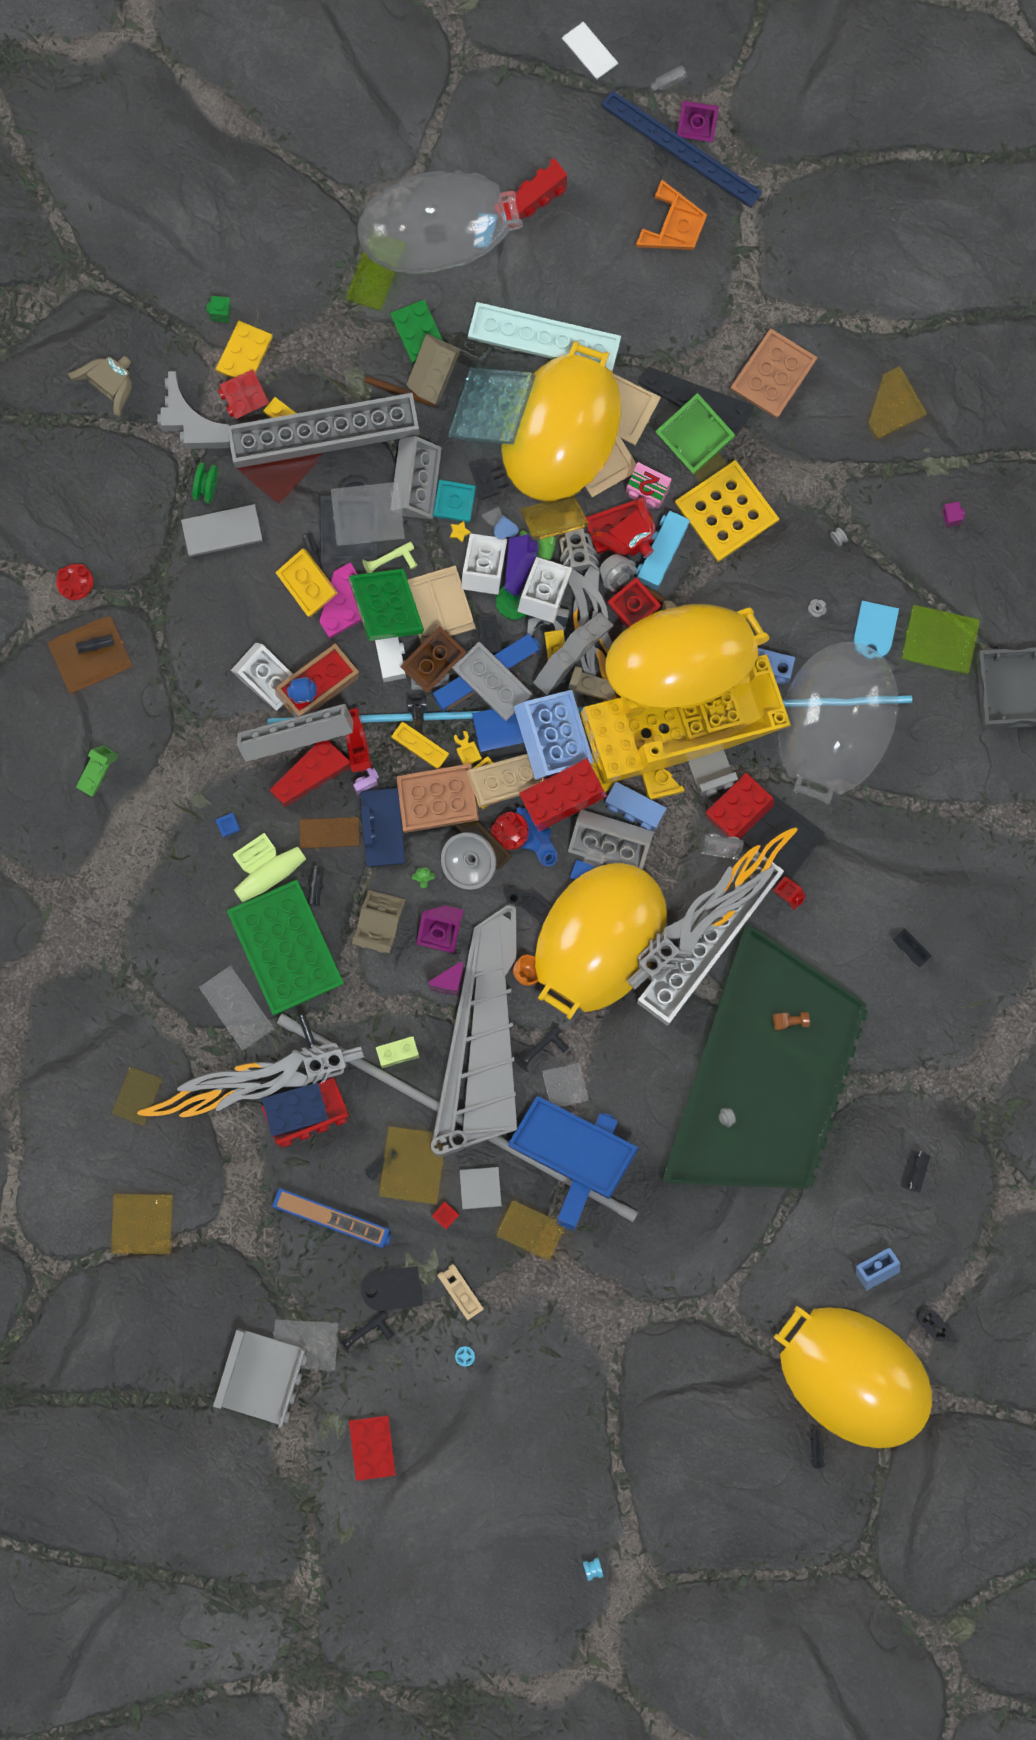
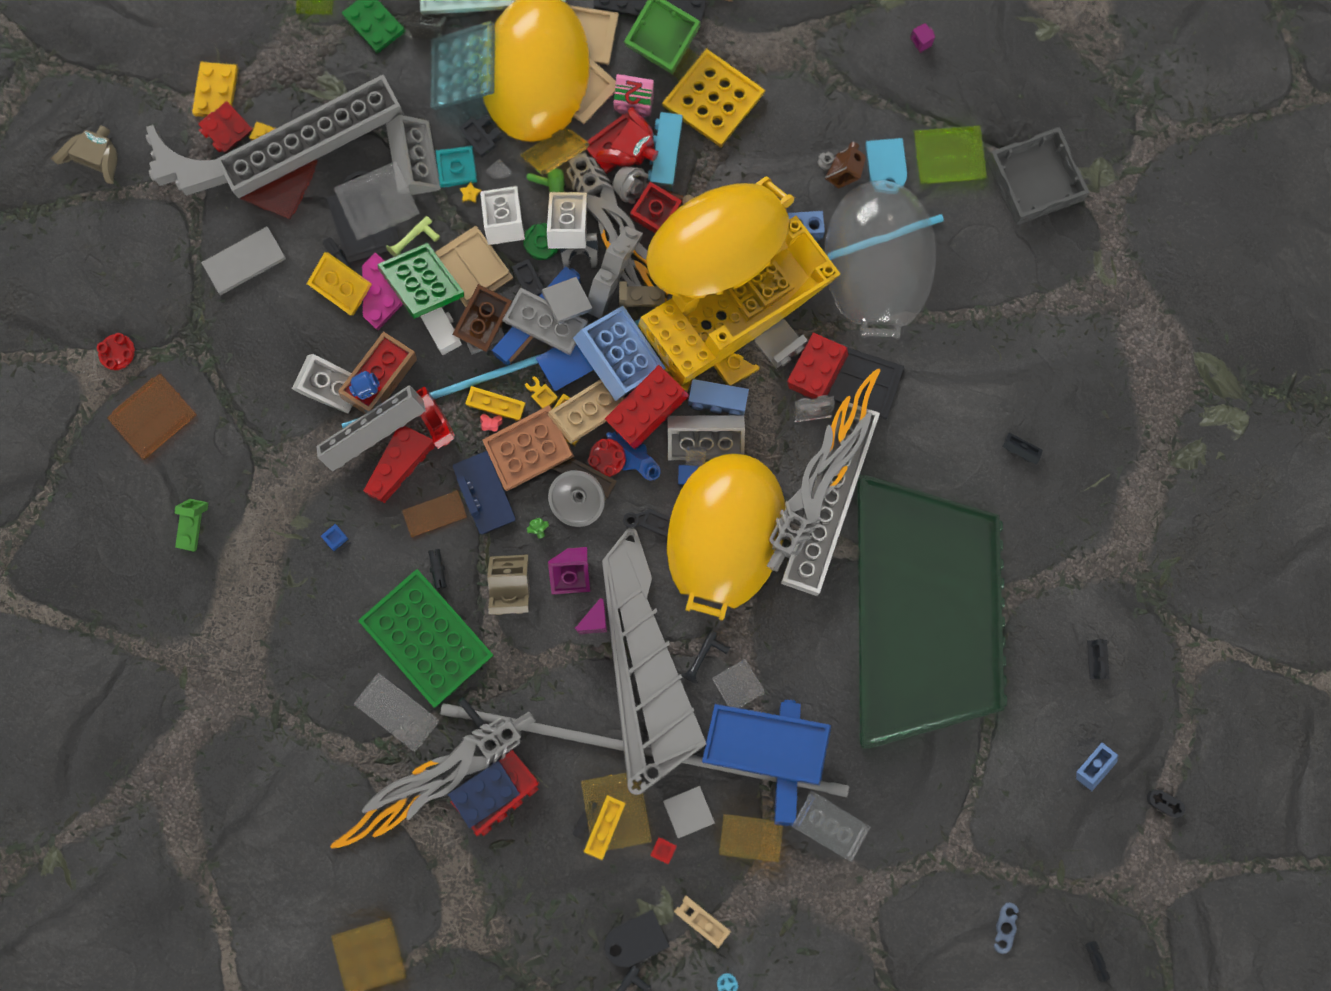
camera: 15 degrees left, 0 degrees up
(94, 644) = (152, 404): black axle -> none
(136, 1094) = (324, 828): clear yellow piece -> none
(205, 483) = (212, 219): green wheel -> none
(219, 309) = (179, 56): green brick -> none
(264, 866) = (381, 566): yellowish green plate -> none
(332, 1218) = (553, 890): brick -> none
(364, 783) = (454, 456): lavender bracket -> none
(395, 389) = (362, 80): reddish brown piece -> none
(397, 1052) = (566, 705): yellowish green brick -> none
(397, 1175) = (604, 827): none -> yellow plate
(409, 763) = (490, 423): none -> coral piece
(417, 707) = (481, 368): black piece -> none
(433, 369) = (397, 49): dark tan slope -> none
(505, 528) = (511, 176): medium blue tile -> none
(519, 668) = (567, 300): none -> light grey tile
(520, 560) = (535, 201): dark purple slope -> none
(525, 970) = (664, 586): orange hair -> none
(554, 641) = (591, 266): yellow plate -> none
(608, 1242) = (831, 826): none -> clear tile
(727, 1117) = (903, 666): light grey plate -> none
(742, 1381) = (1008, 938): none -> sand blue piece
(783, 1020) = (926, 555): dark orange leg -> none
(790, 892) = (890, 432): red bracket -> none
(833, 620) = (846, 166): none -> reddish brown torso
(839, 536) = (825, 89): light grey bush -> none
(856, 1377) = (1110, 879): yellow windscreen -> none

